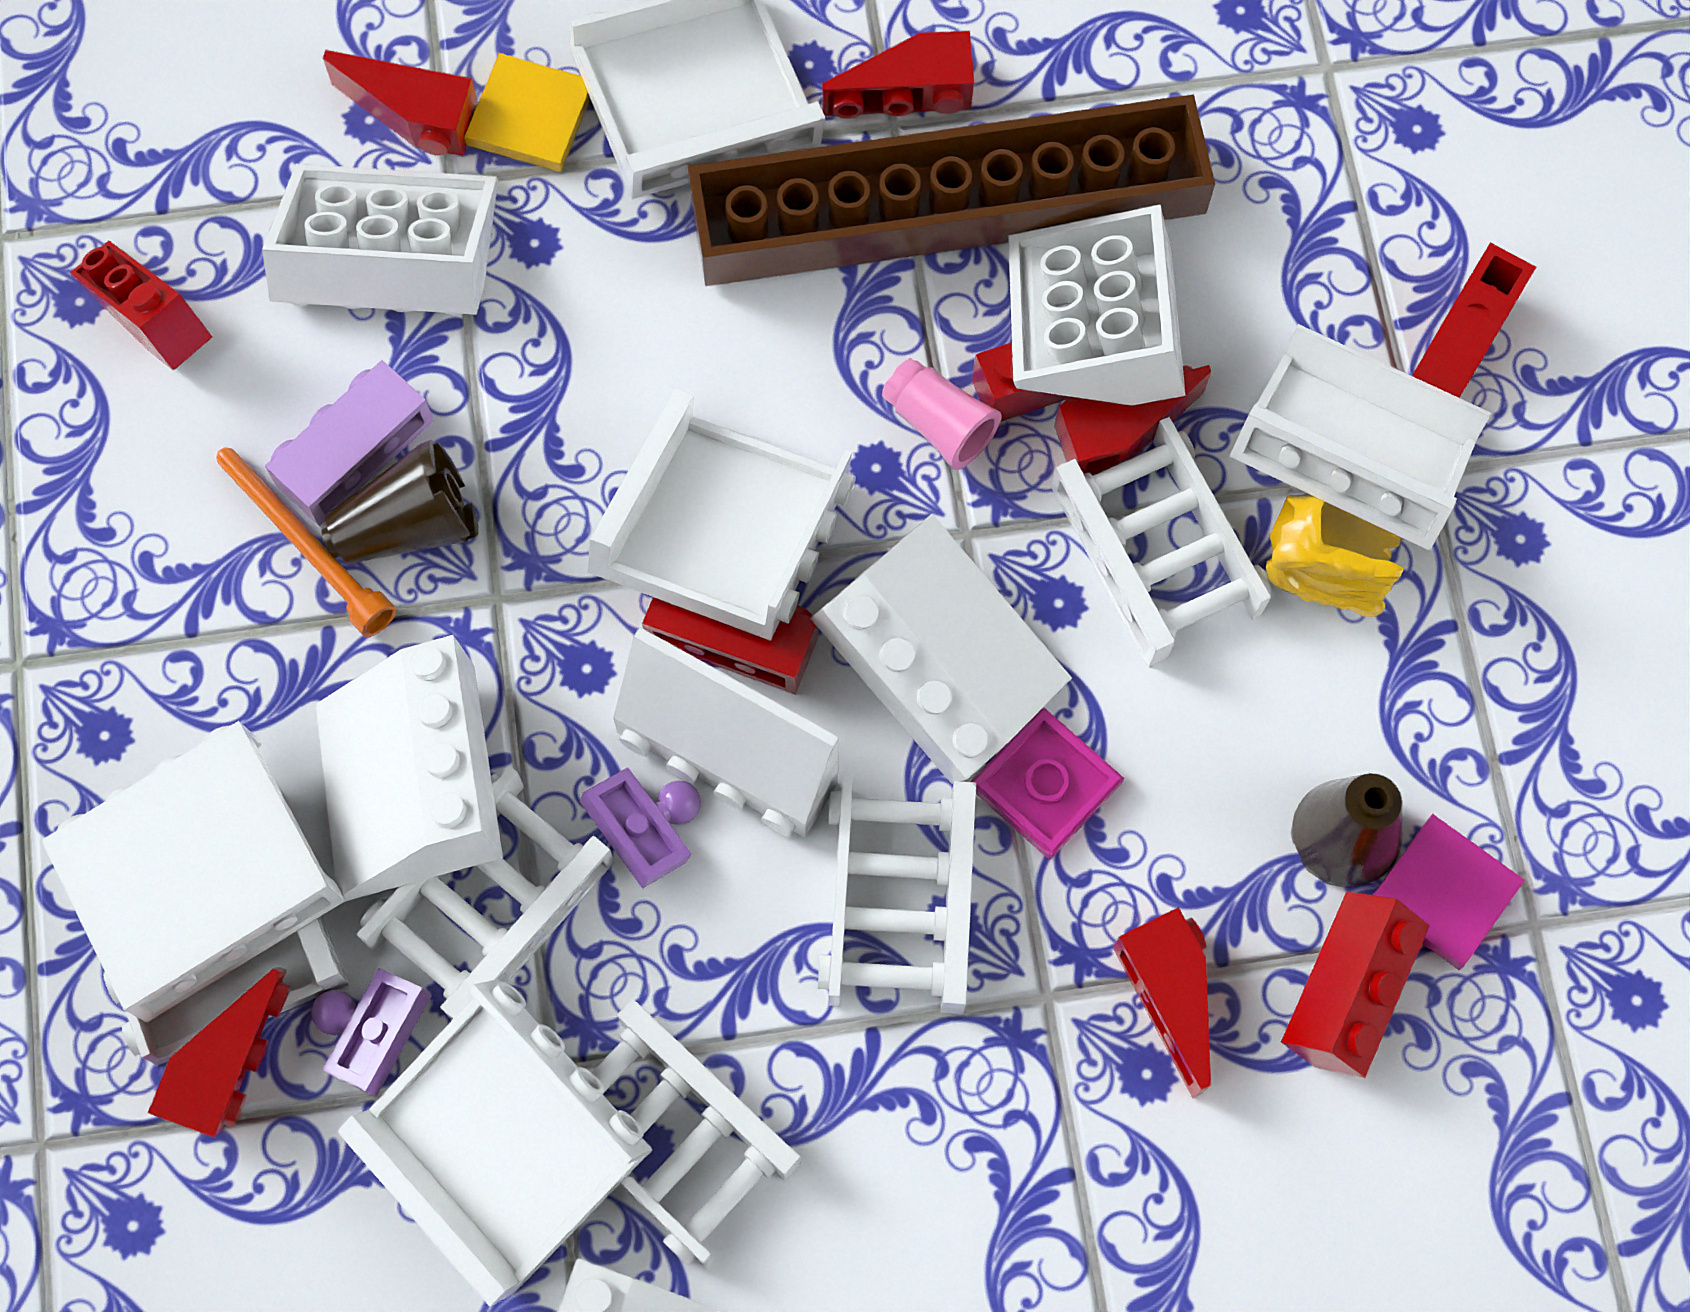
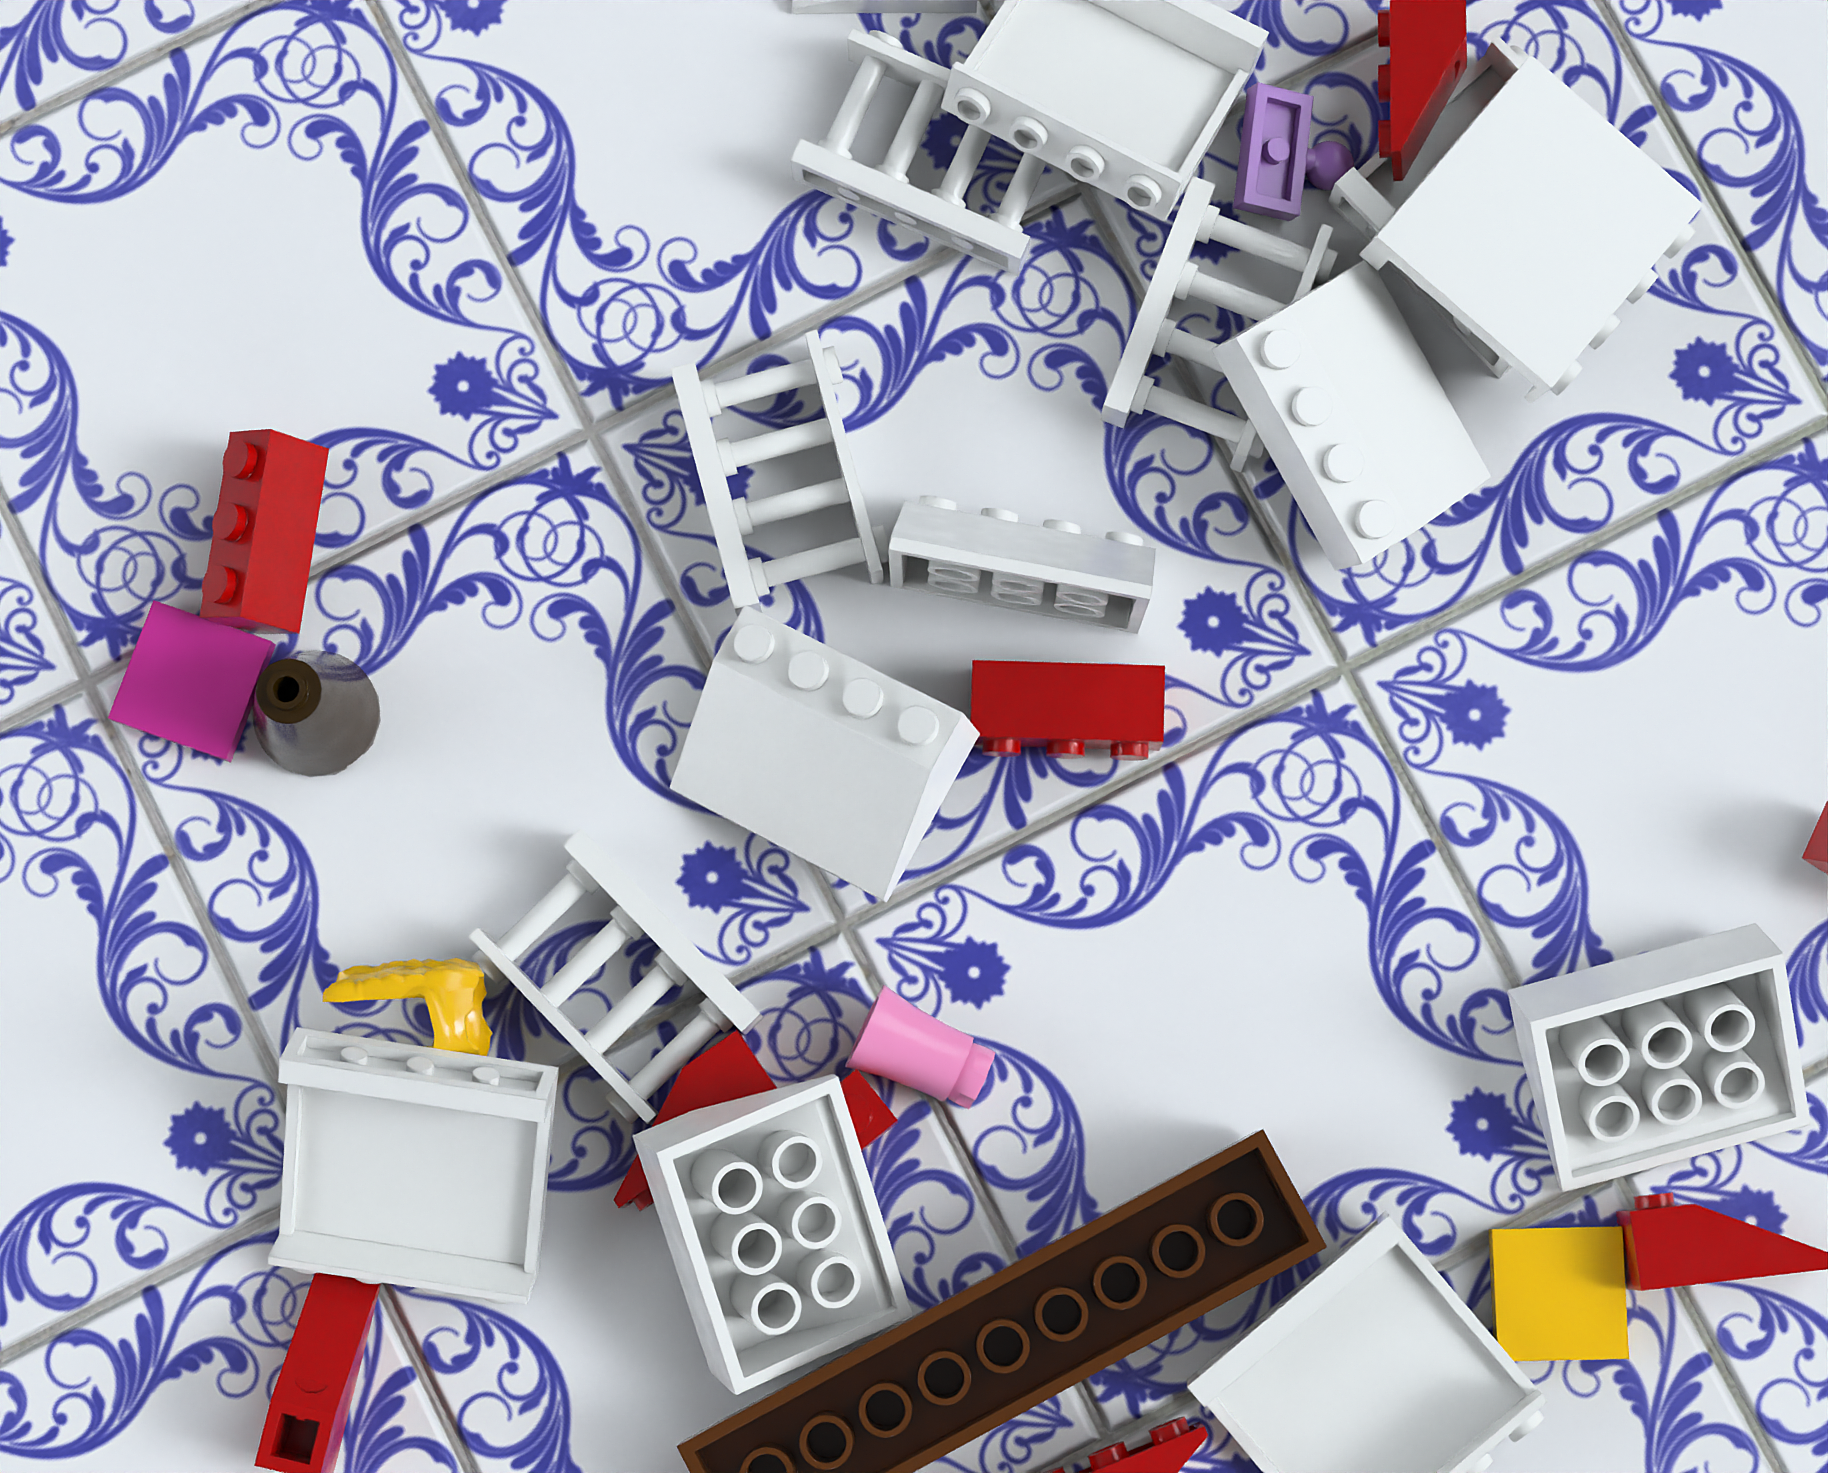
camera: 165 degrees right, 10 degrees up
(349, 441) = (1587, 782): lavender brick -> none
(368, 609) = (1483, 598): orange piece -> none
(403, 510) = (1482, 716): dark brown cone -> none
(640, 827) = (1087, 456): medium lavender plate -> none
(718, 521) = (1122, 821): white panel -> none
(1046, 783) = (655, 656): dark pink tile -> none
(1171, 981) = (462, 478): red slope -> none

